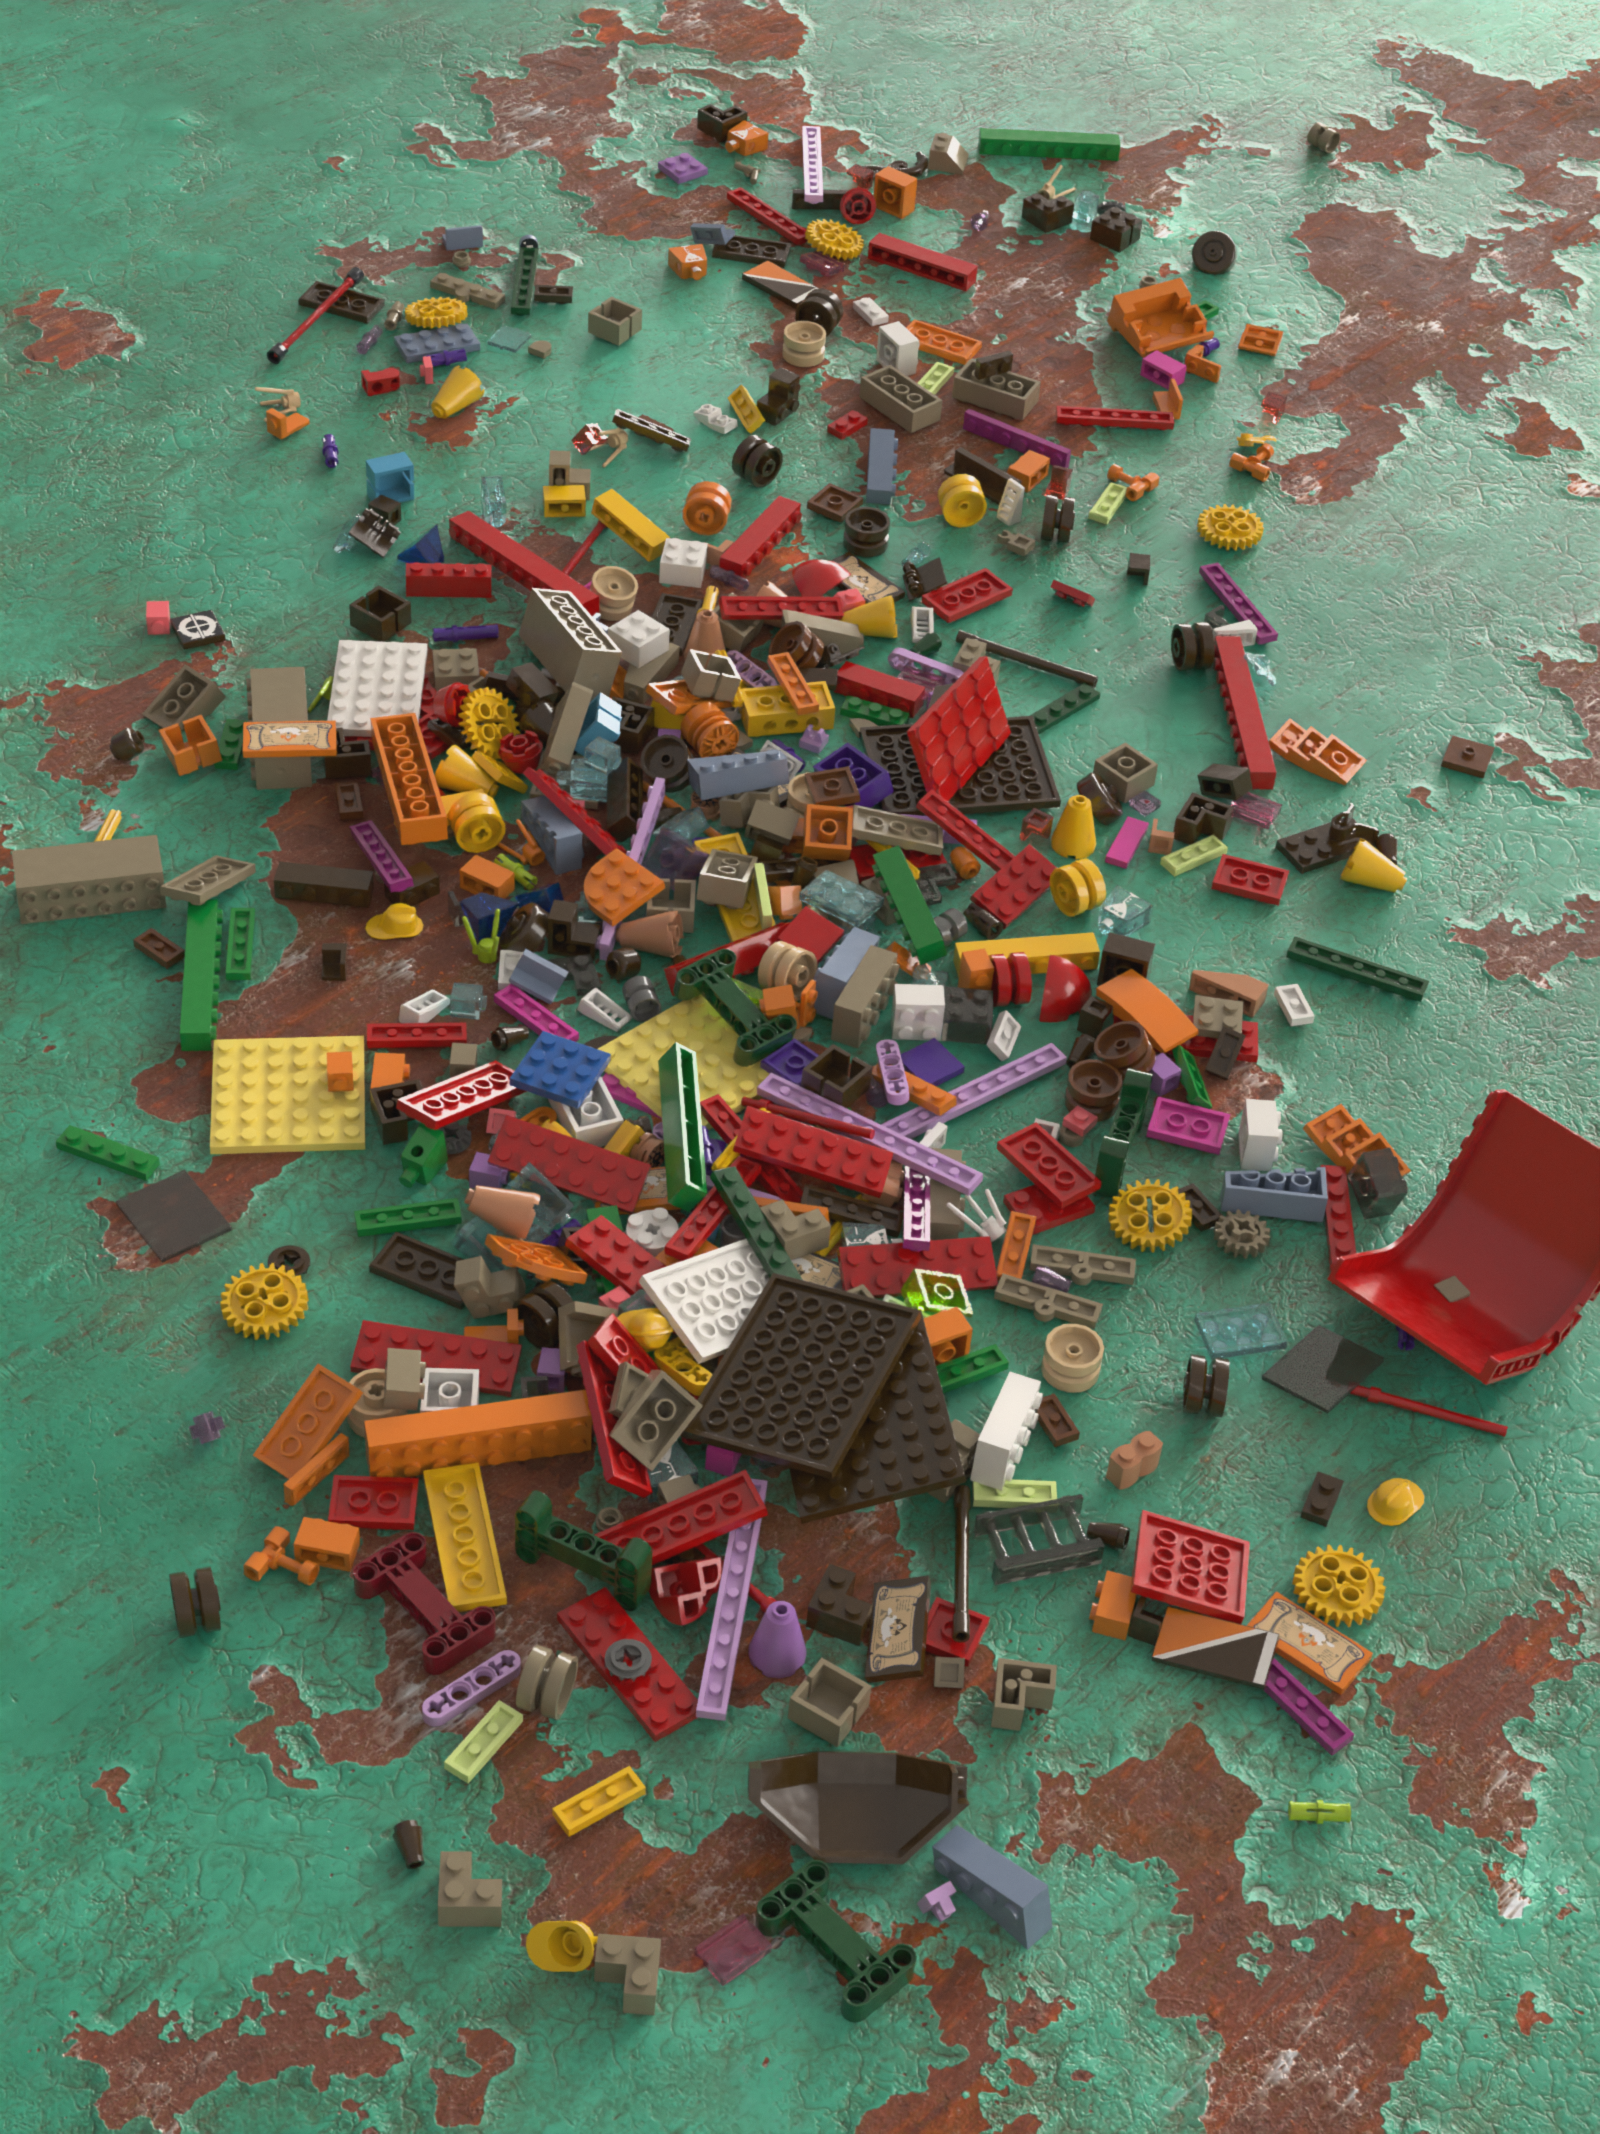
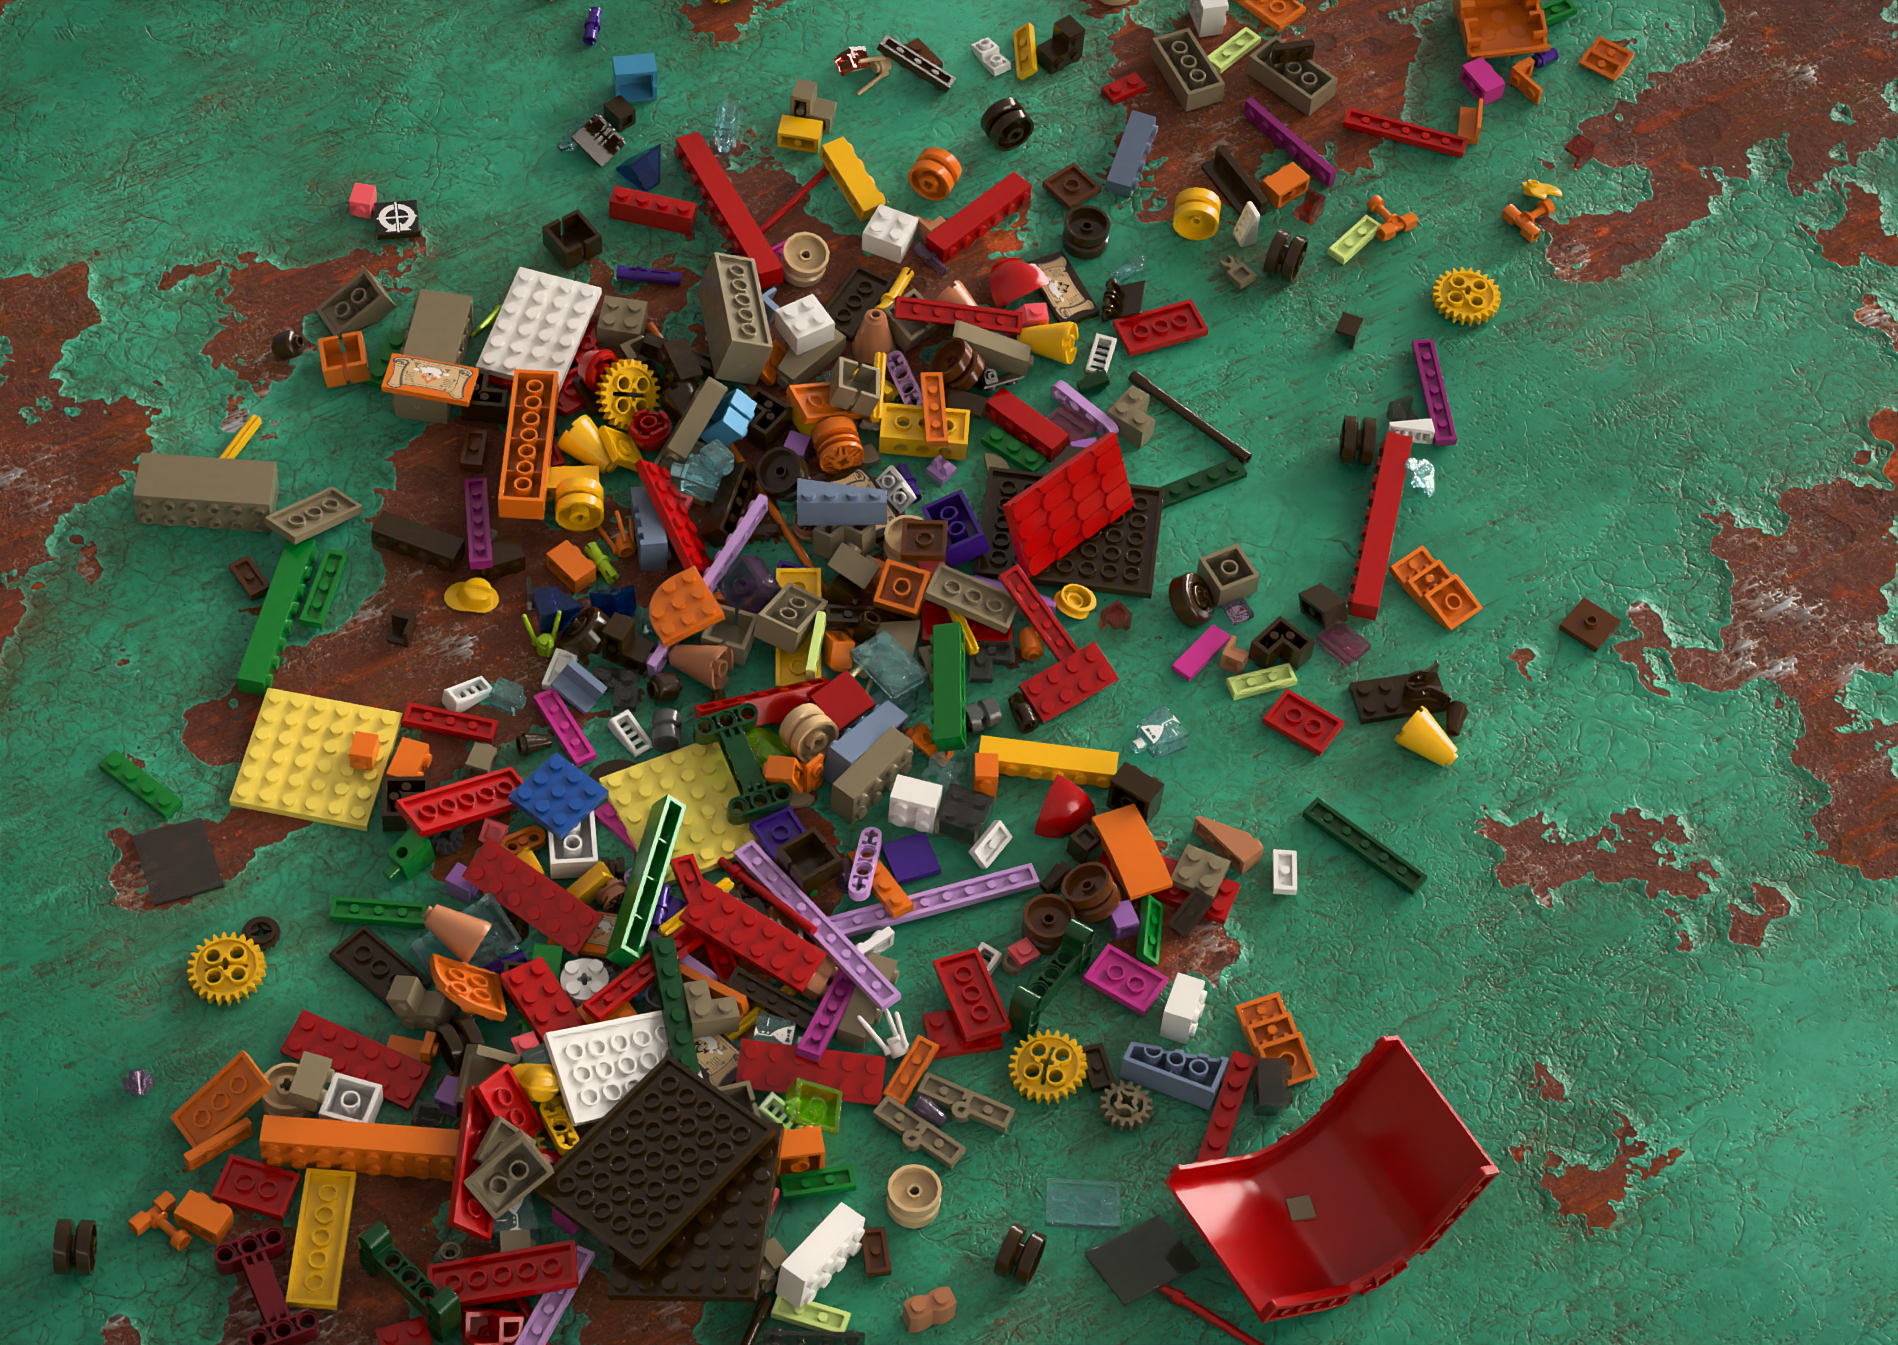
camera: 15 degrees right, 10 degrees up
(687, 823) = (774, 547): clear light blue brick -> none
(992, 819) = (1075, 601): none -> yellow piece
(1011, 979) = (1016, 787): red wheel -> none
(1064, 591) = (1273, 352): red plate -> none
(1075, 829) = (1150, 633): yellow cone -> none
(1077, 887) = (1123, 699): yellow wheel -> none

